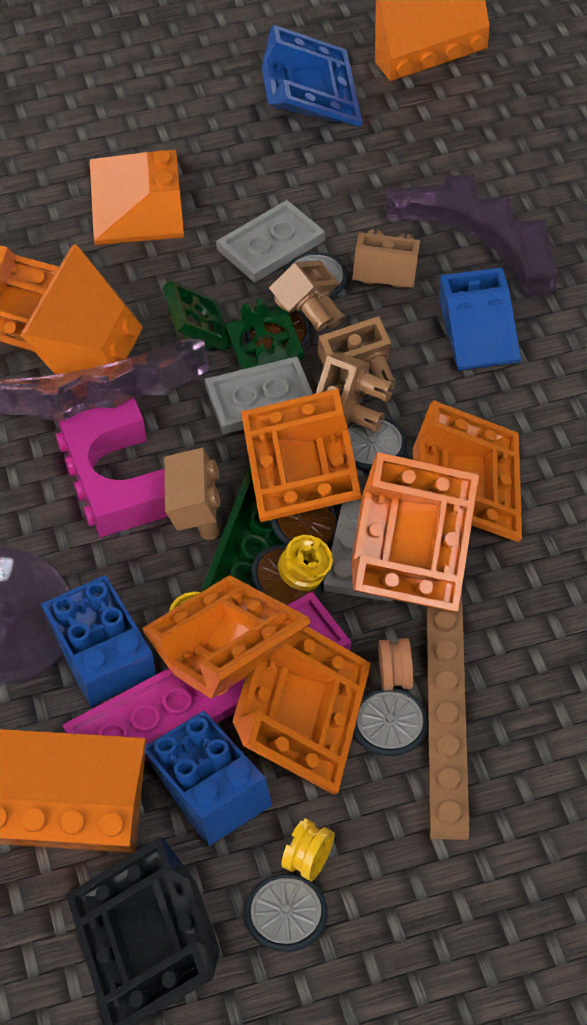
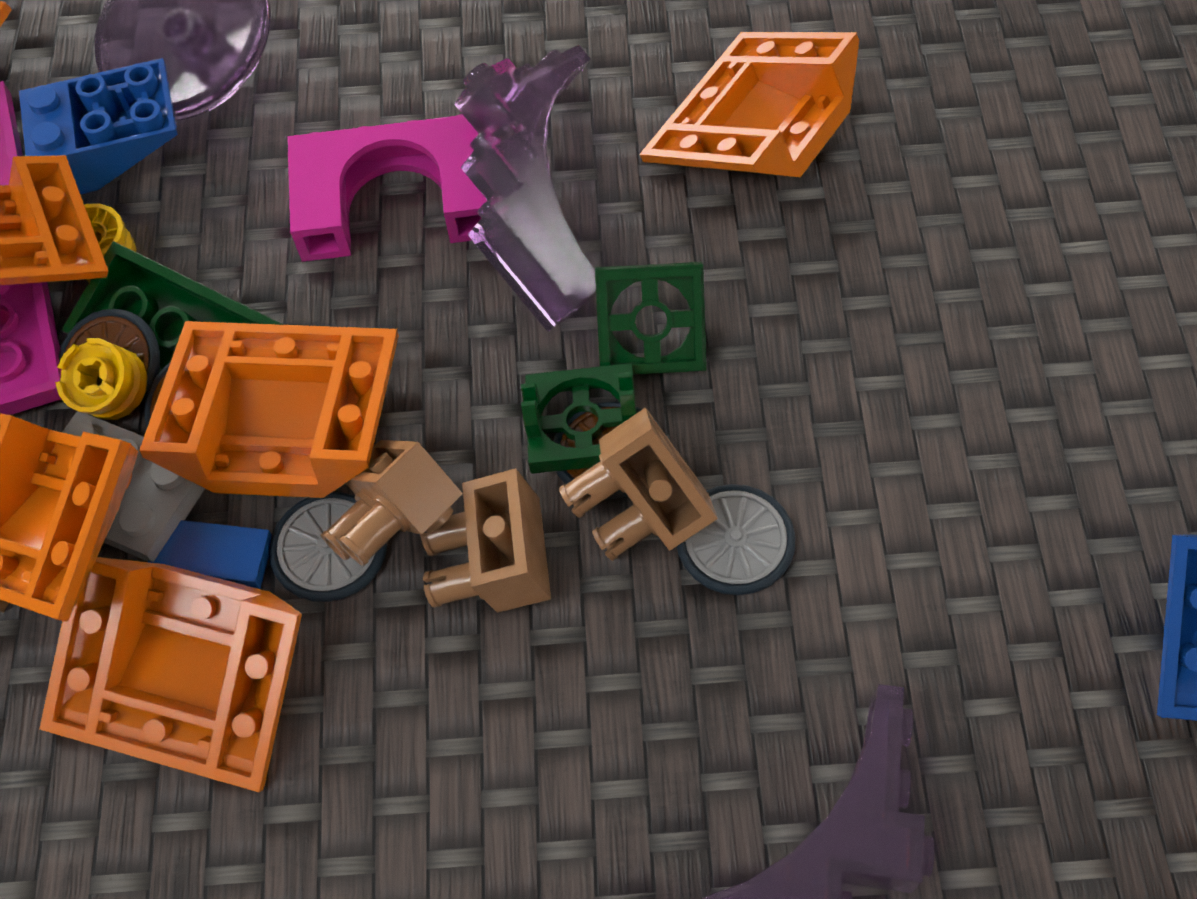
camera: 105 degrees right, 10 degrees up
(80, 319) = (654, 150): orange slope -> none
(136, 197) = (991, 291): orange slope -> none
(192, 493) = (264, 237): medium nougat brick -> none
(253, 389) = (471, 393): light grey plate -> none
(270, 241) = (828, 476): light grey plate -> none
(386, 259) = (714, 648): medium nougat brick -> none
(479, 318) = (521, 785): blue slope -> none

